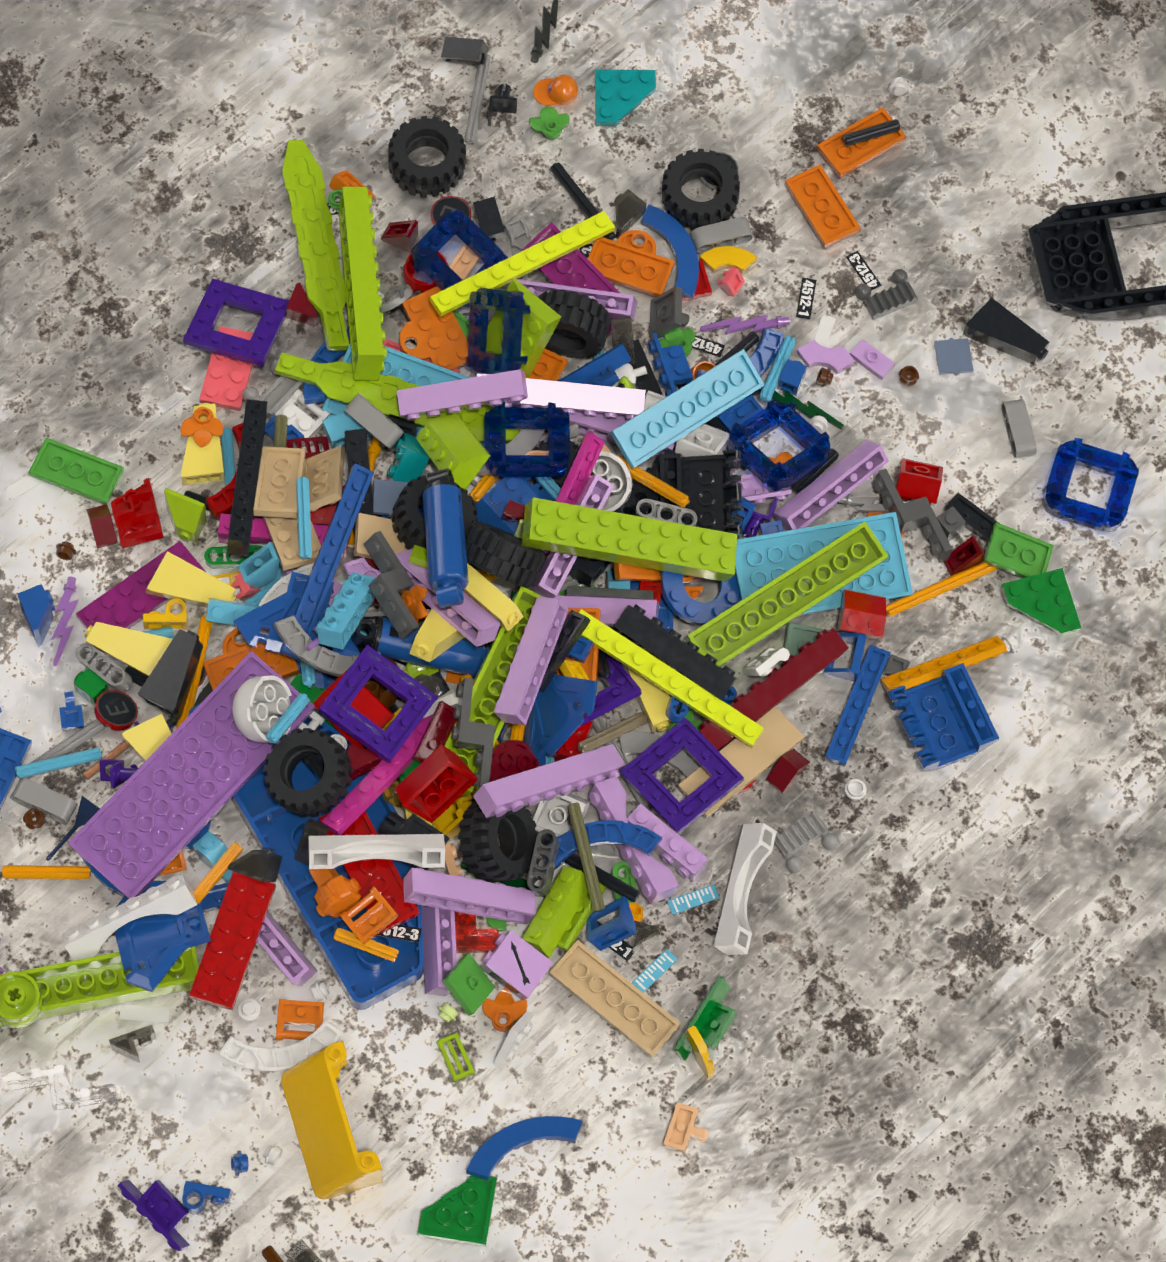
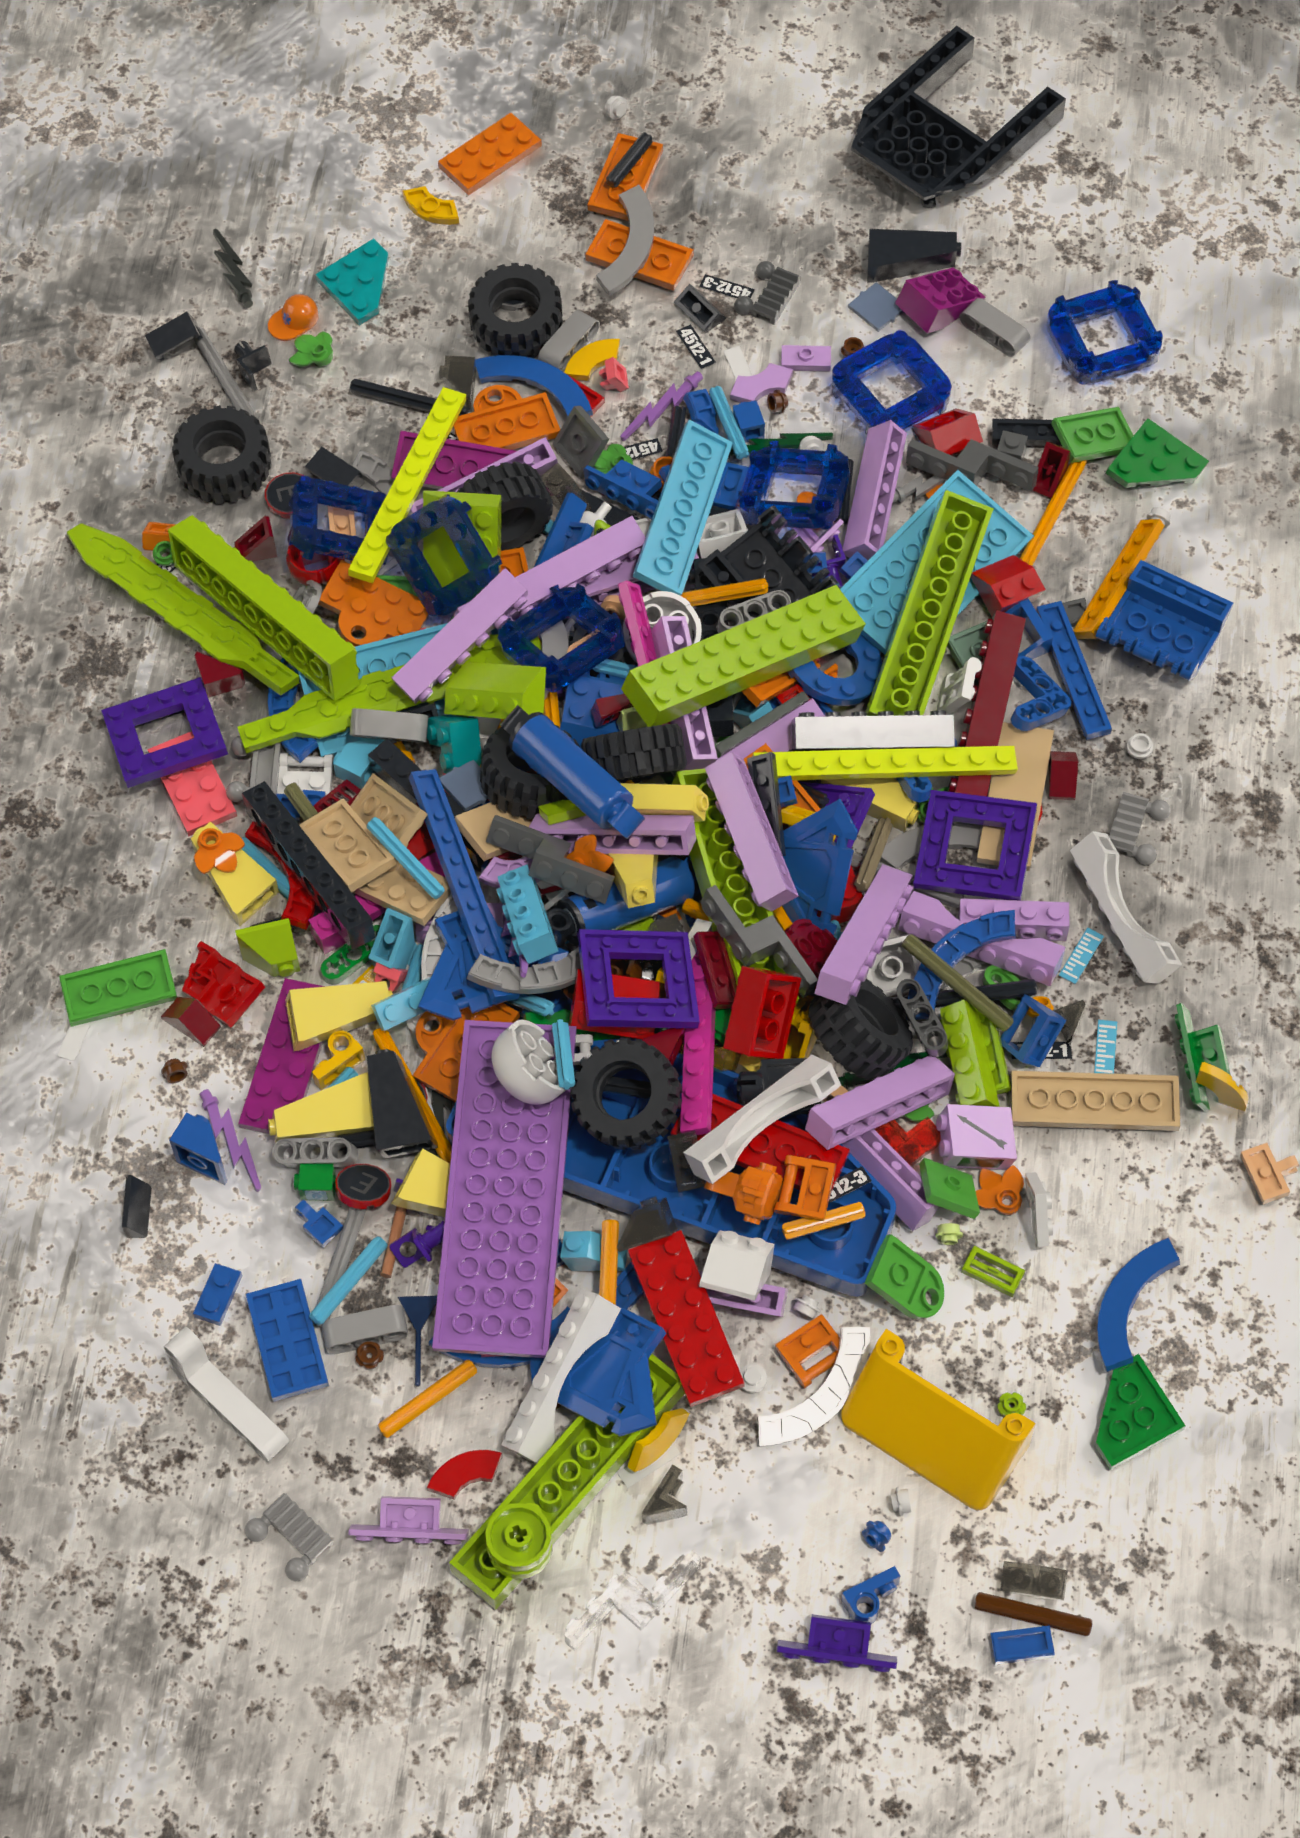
camera: 30 degrees left, 5 degrees down
(31, 933) = (464, 1470): none -> red tile
(159, 1003) = (658, 1440): none -> yellow tile
(289, 932) = (737, 1265): none -> white slope
(387, 1153) = (1007, 1398): none -> lime plate
(389, 1019) = (904, 1279): none -> bright green tile
(713, 74) = (430, 207): none -> yellow tile
(785, 61) = (489, 153): none -> orange plate
(819, 711) = (1029, 674): none -> blue beam
(826, 197) = (638, 243): none -> light grey tile
(831, 273) = (699, 309): none -> black slope
(912, 391) = (897, 349): none -> clear blue plate
(998, 380) = (937, 298): none -> magenta slope

